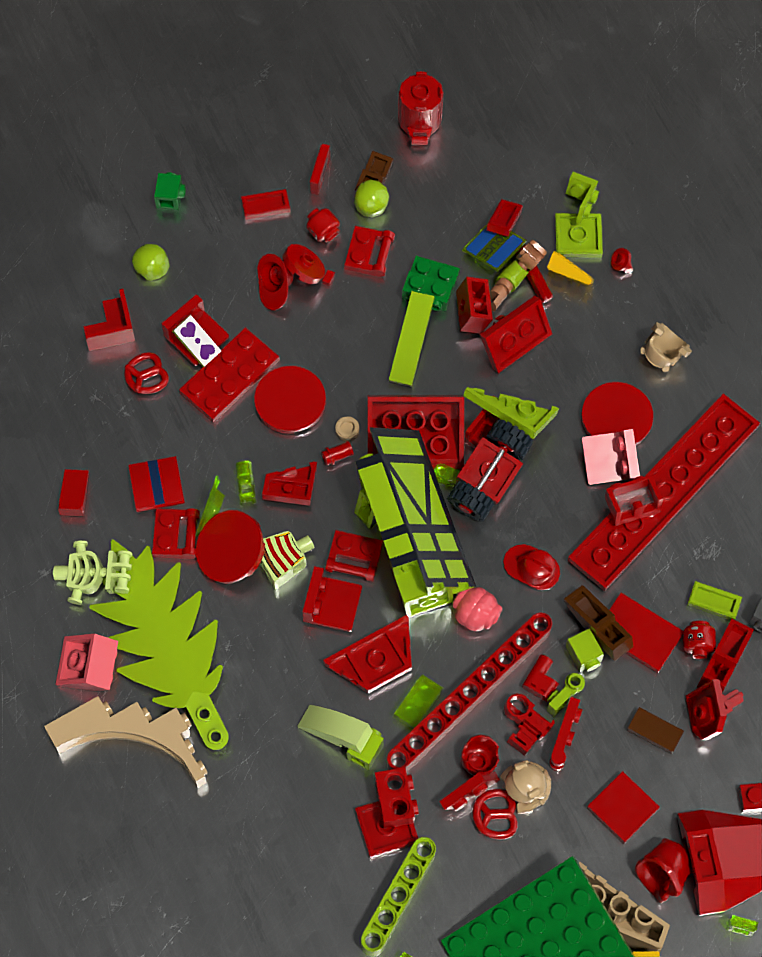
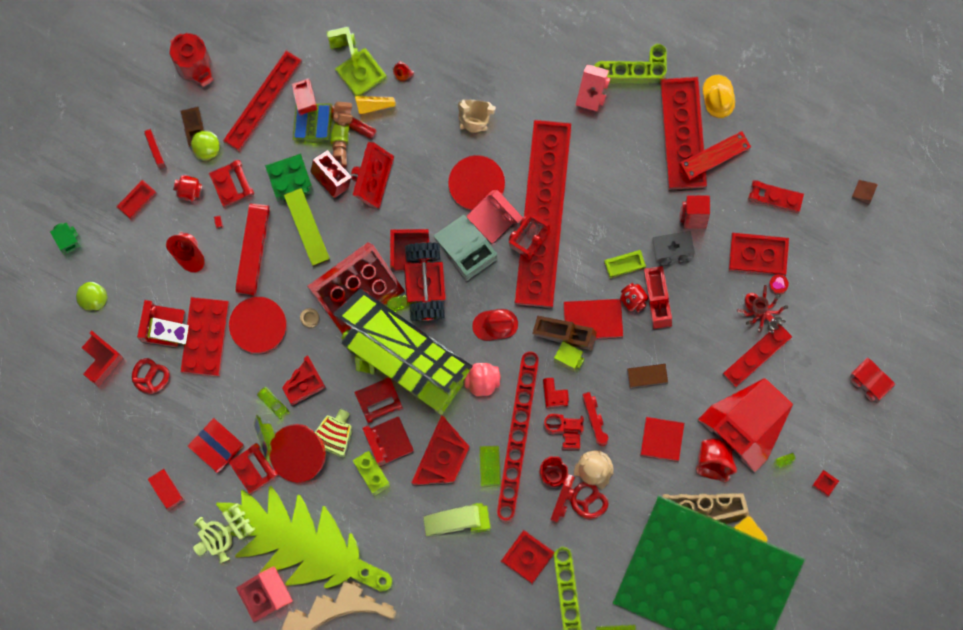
camera: 30 degrees left, 10 degrees up
(289, 621) = (371, 473): none -> lime brick
(304, 263) = (196, 225): red plate -> none
(337, 453) = (316, 339): red pin -> none
(341, 324) = (252, 249): none -> red beam
(389, 798) = (517, 540): red brick -> none
(460, 196) = (262, 101): none -> red tile
(514, 410) = (412, 231): lime wing -> none
(559, 470) = (466, 247): none -> sand green slope
(559, 700) = (575, 400): lime plate -> none
(710, 708) = (672, 338): red piece -> none

